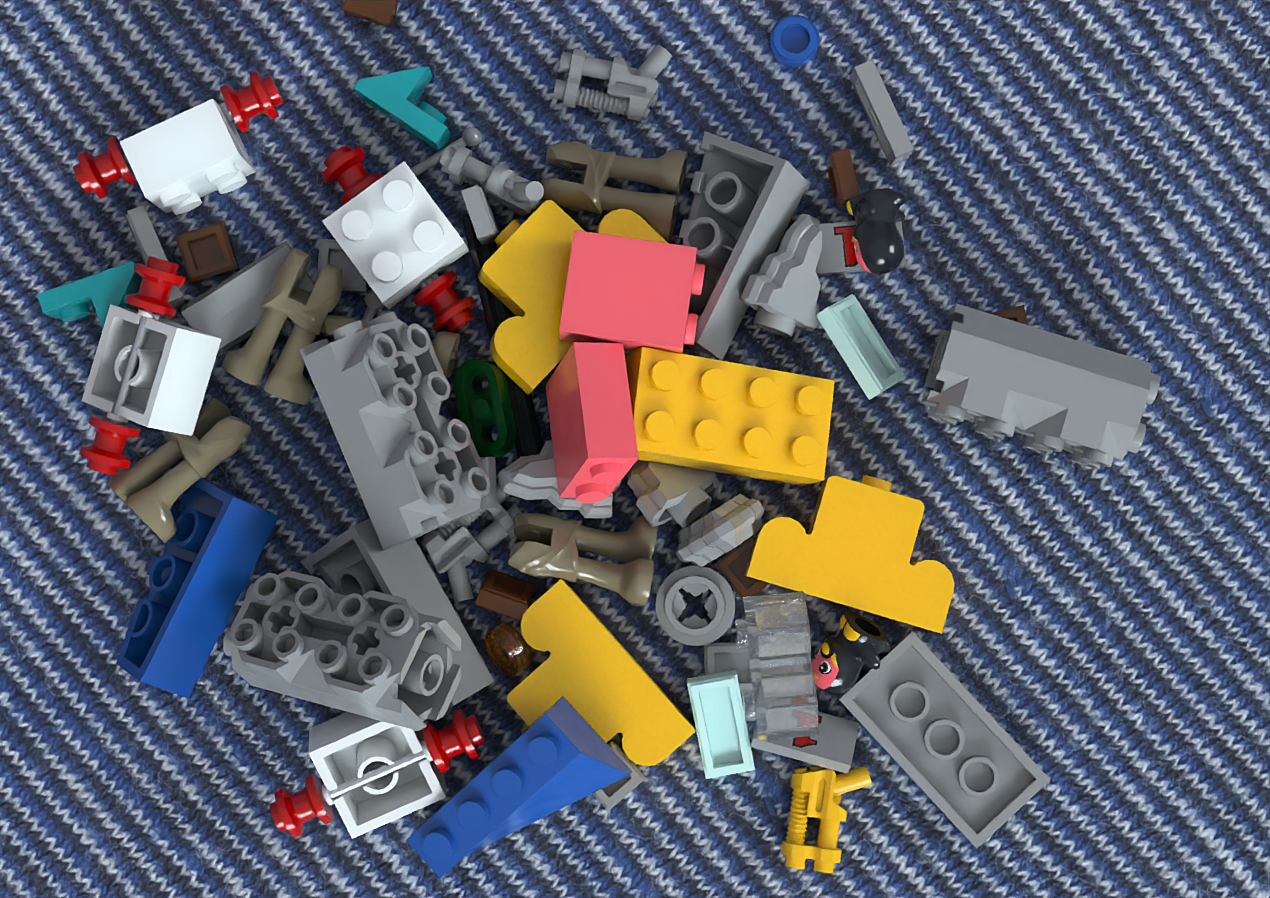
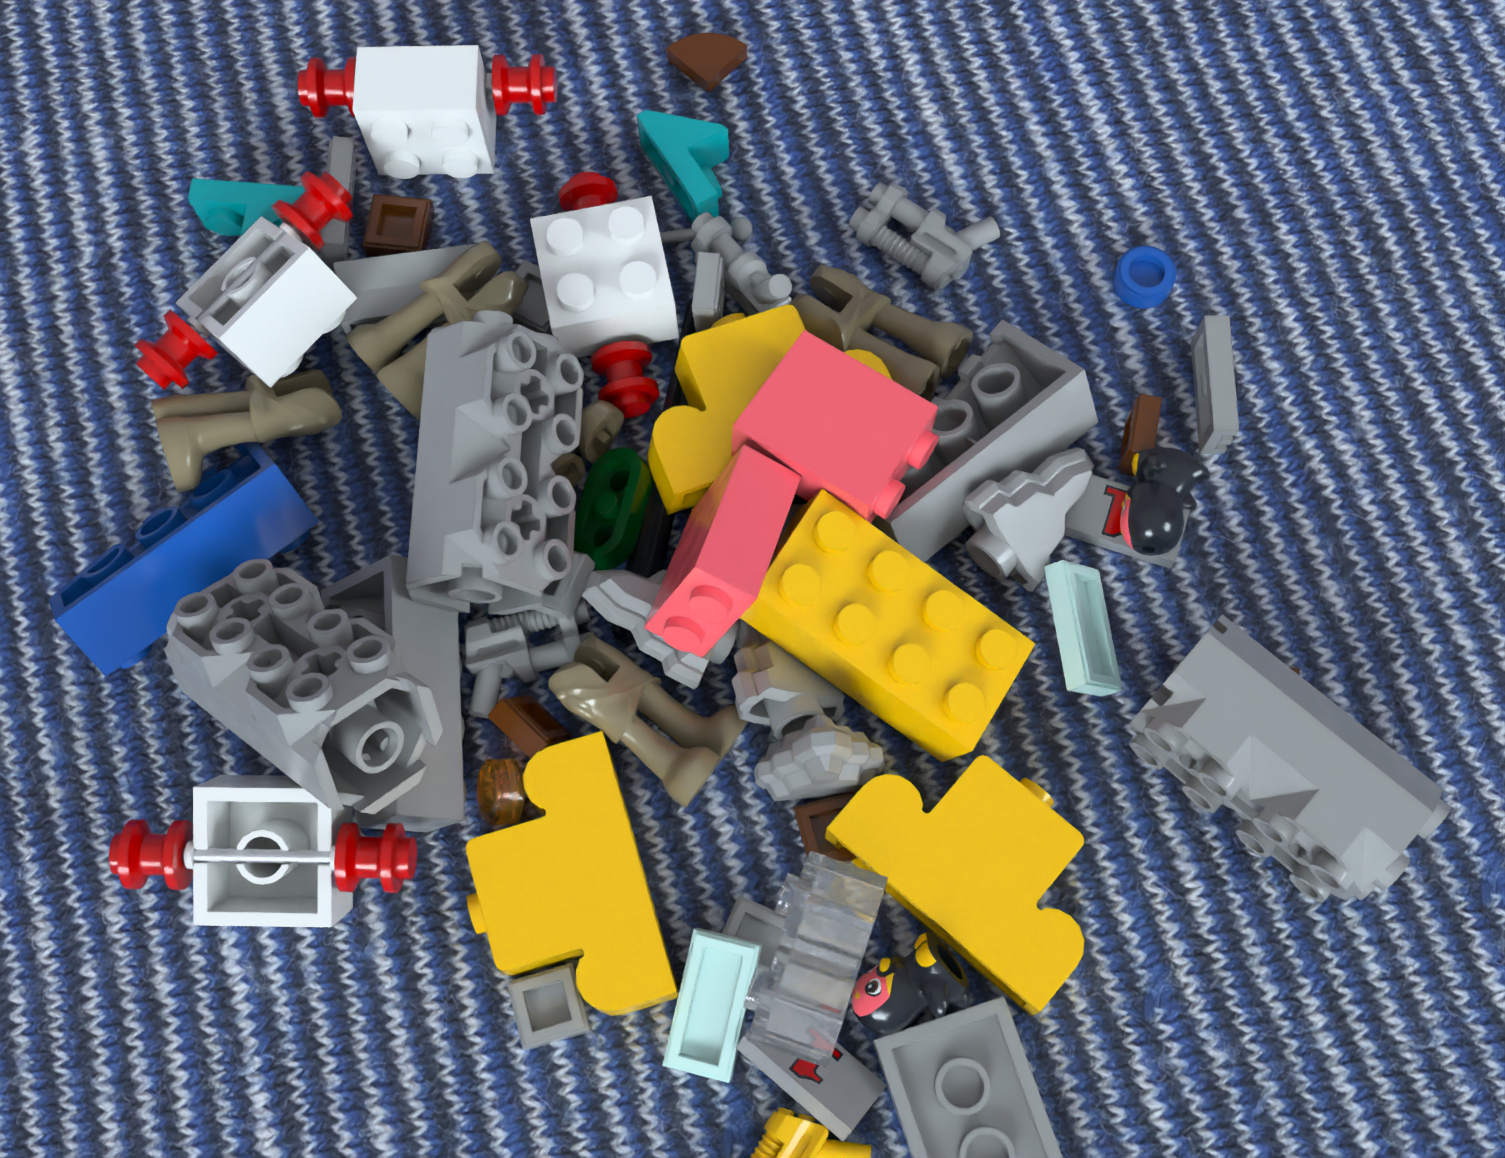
camera: 30 degrees right, 15 degrees down
(533, 777) = (435, 953): blue wedge -> none
(695, 629) = (721, 832): light grey gear -> none

